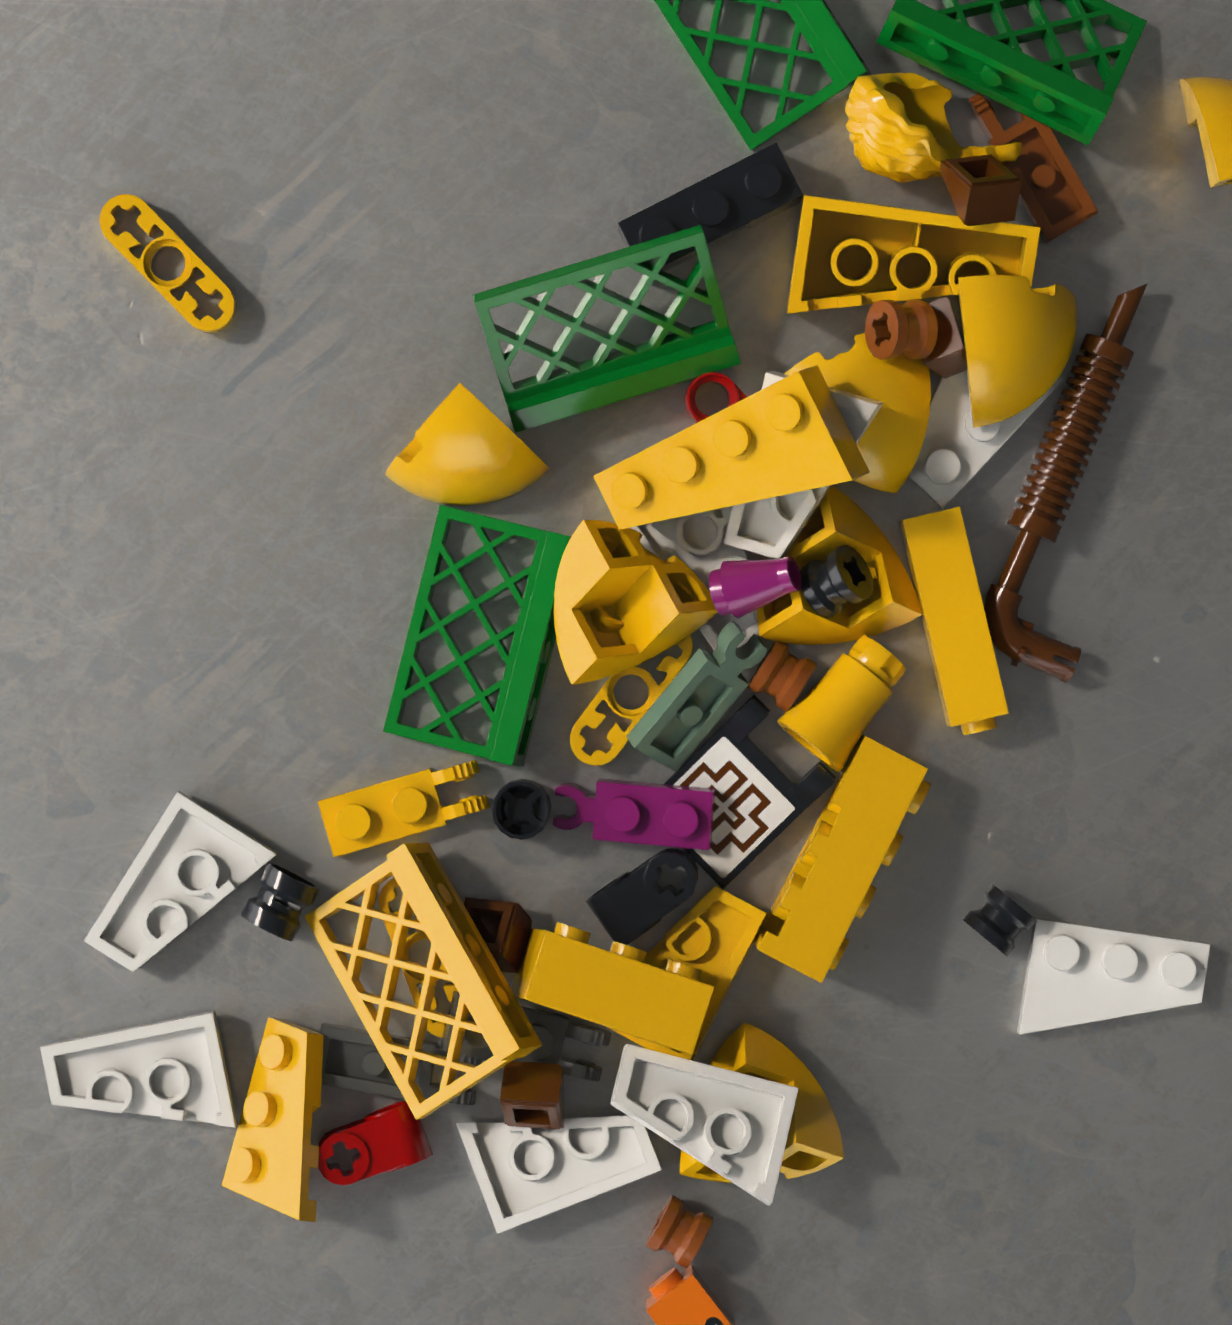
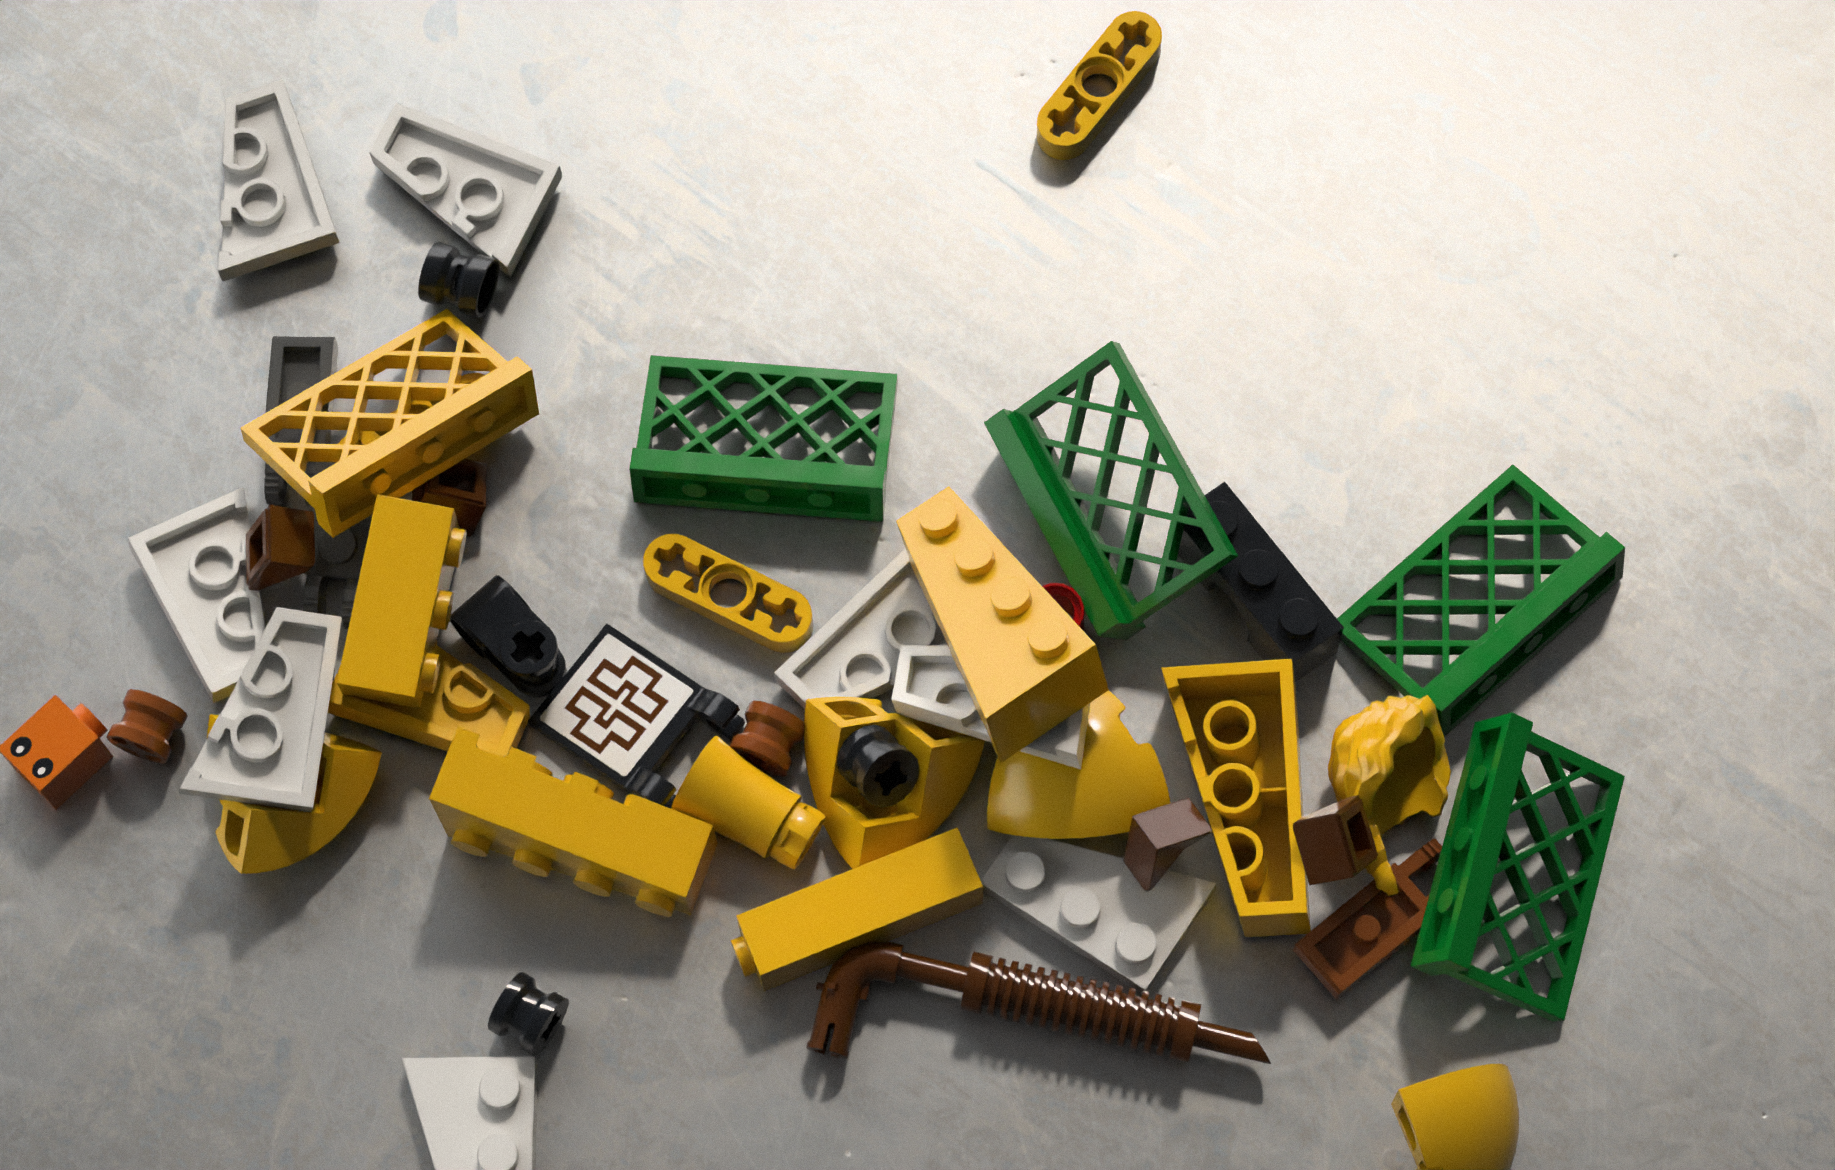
camera: 80 degrees right, 20 degrees down
(273, 1135) = (208, 306): yellow wing -> none
(385, 1140) = (212, 408): red piece -> none
(395, 808) = (571, 381): yellow hinge -> none
(465, 456) = (951, 380): yellow brick -> none
(516, 815) = (584, 484): black wheel -> none
(621, 602) = (820, 552): yellow brick -> none
(642, 813) = (599, 622): magenta plate -> none
(696, 698) = (727, 649): sand green plate -> none
(751, 584) = (859, 674): magenta cone -> none
(901, 329) = (1165, 781): dark orange wheel -> none
(1013, 342) = (1174, 907): yellow brick -> none

